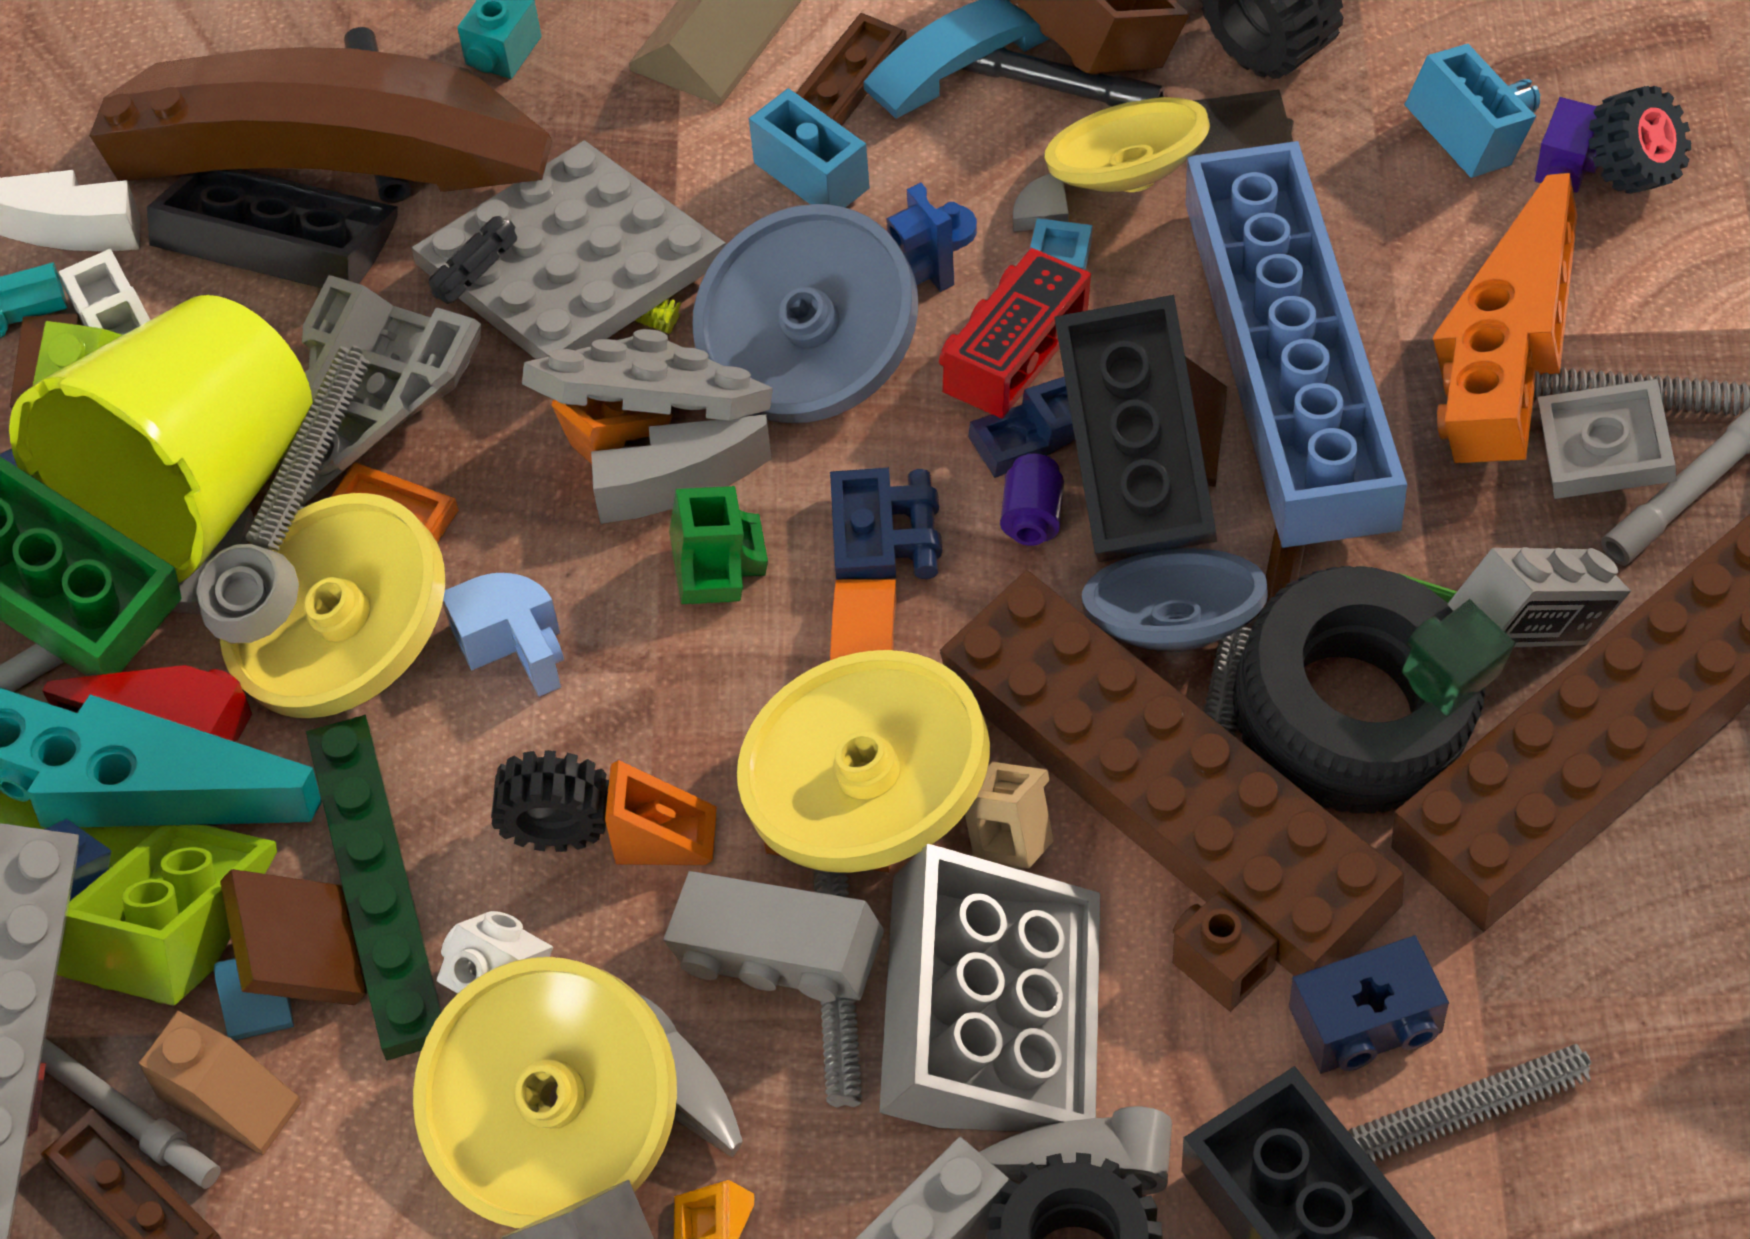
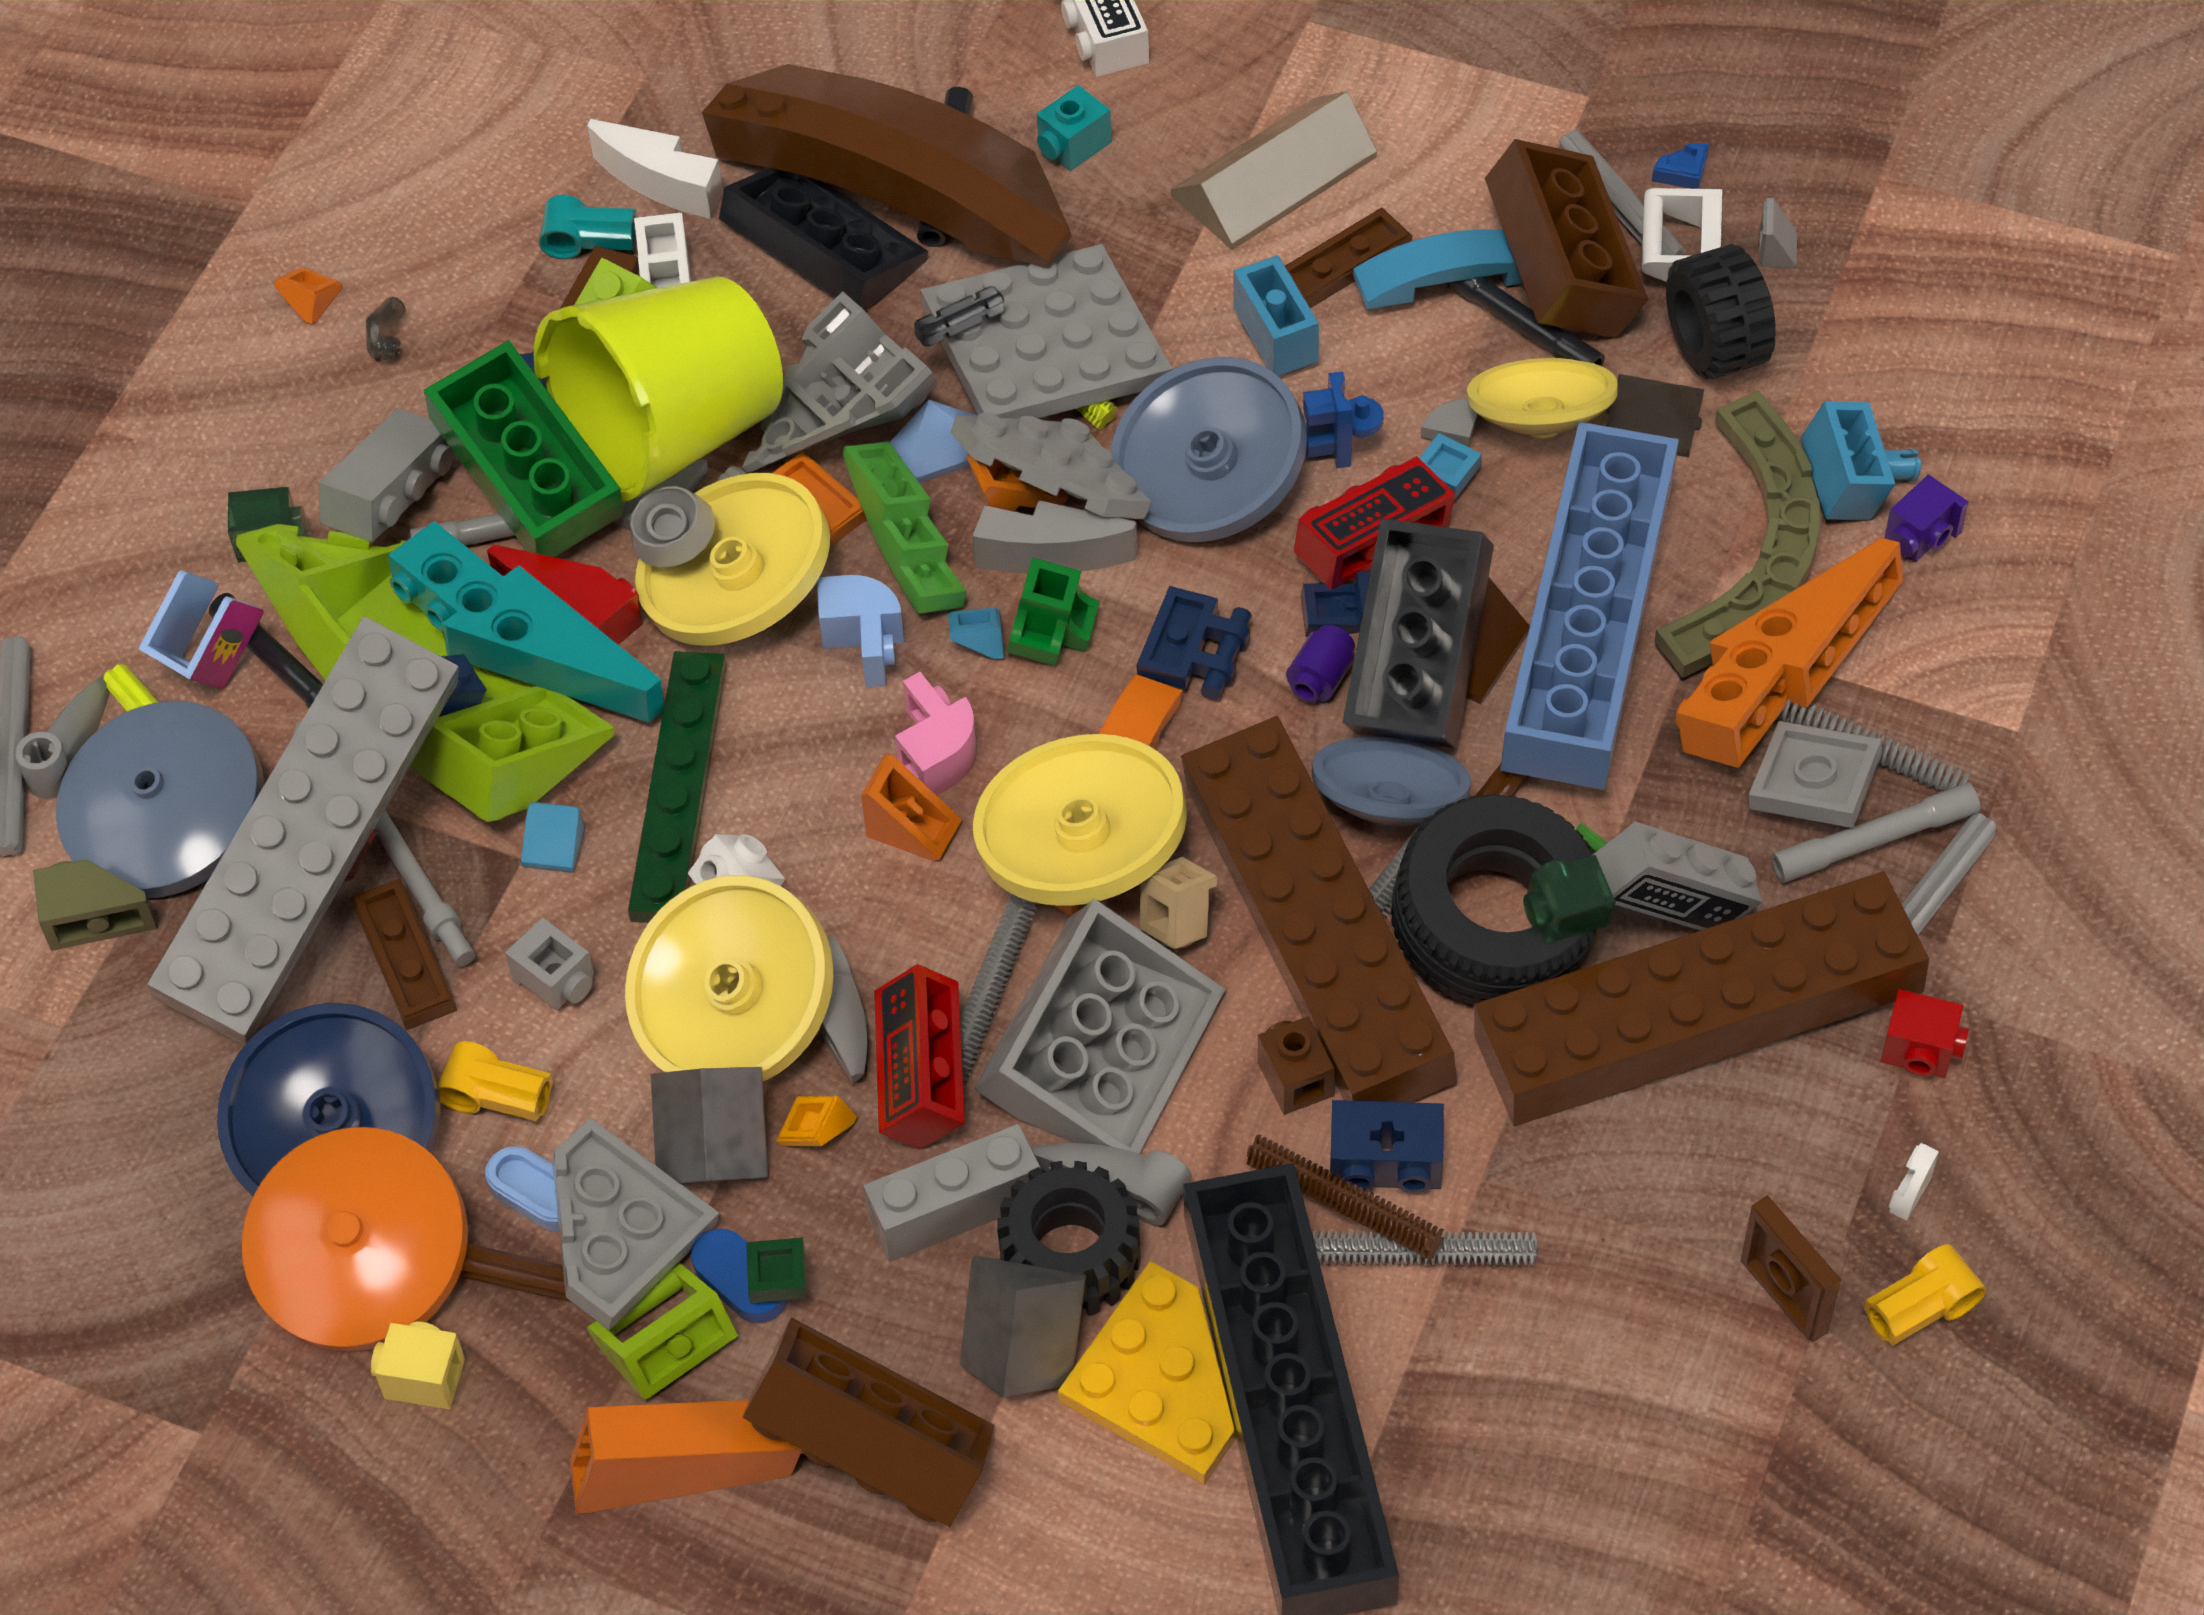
camera: 20 degrees right, 0 degrees up
(218, 1083) = (494, 887): medium nougat slope -> none
(292, 938) = (595, 803): reddish brown tile -> none
(306, 448) = (764, 426): light grey axle -> none
(309, 1133) = (551, 965): none -> light grey brick
(495, 409) = (928, 444): none -> light blue slope
(498, 501) = (899, 521): none -> bright green slope
(550, 801) = (828, 767): black tyre -> none
(639, 591) = (978, 630): none -> dark azure slope
(656, 719) = (942, 741): none -> bright pink brick
(774, 936) = (952, 930): light grey brick -> none
(802, 1099) = (919, 1057): none -> red brick
(1361, 1084) = (1348, 1200): none -> reddish brown axle
(1445, 206) = (1790, 537): none -> olive plate
(1639, 139) = (1996, 535): black wheel -> none

